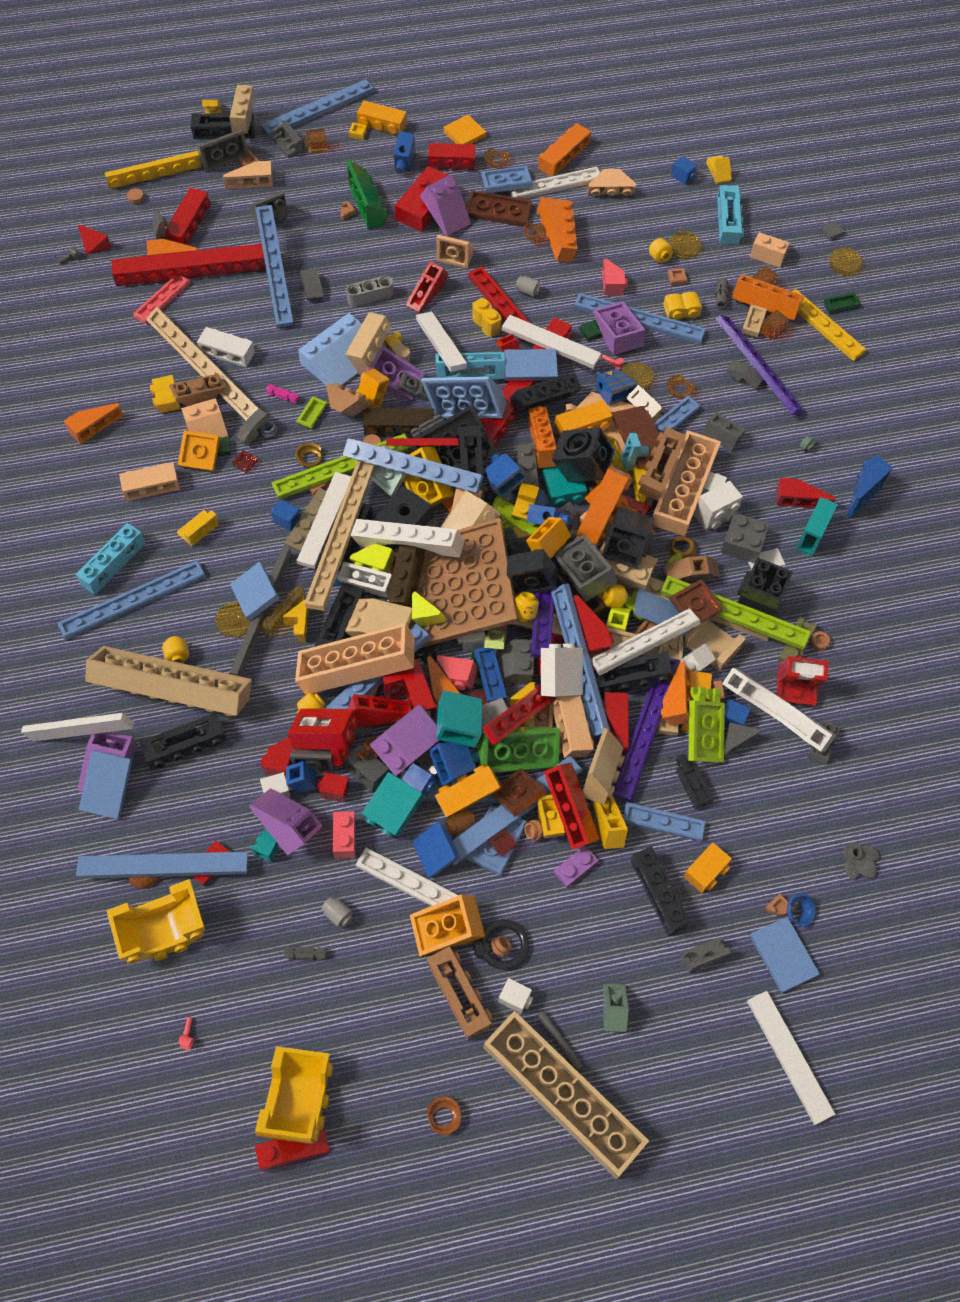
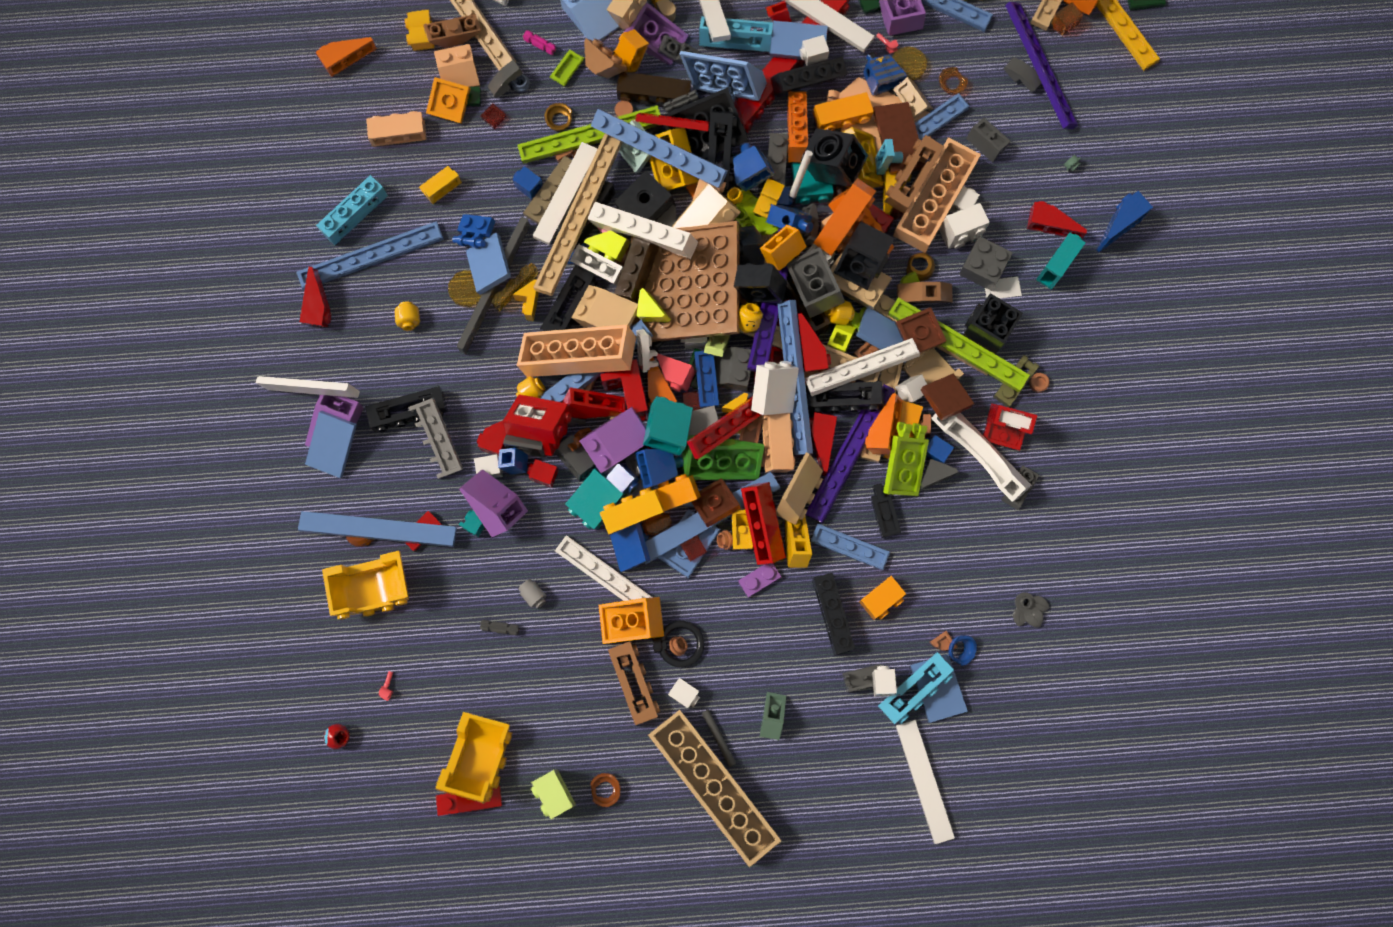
camera: 10 degrees right, 15 degrees up
(78, 646) = (315, 306): none -> red slope
(134, 1096) = (336, 736): none -> red piece
(168, 680) = (397, 348): tan brick -> none
(219, 763) = (437, 437): none -> light grey hinge
(235, 563) = (474, 225): none -> blue plate
(344, 835) = (547, 522): coral brick -> none
(387, 1125) = (552, 794): none -> yellowish green brick
(424, 654) = (644, 353): none -> white plate
(433, 807) = (631, 510): none -> yellow brick
(493, 500) = (735, 195): none -> yellow hinge
(548, 368) = (814, 50): none -> white brick
(554, 471) = (800, 174): none -> white bar
(728, 950) = (884, 681): none -> white brick
(734, 659) = (947, 396): none -> copper tile
(741, 983) = (930, 689): none -> medium azure brick

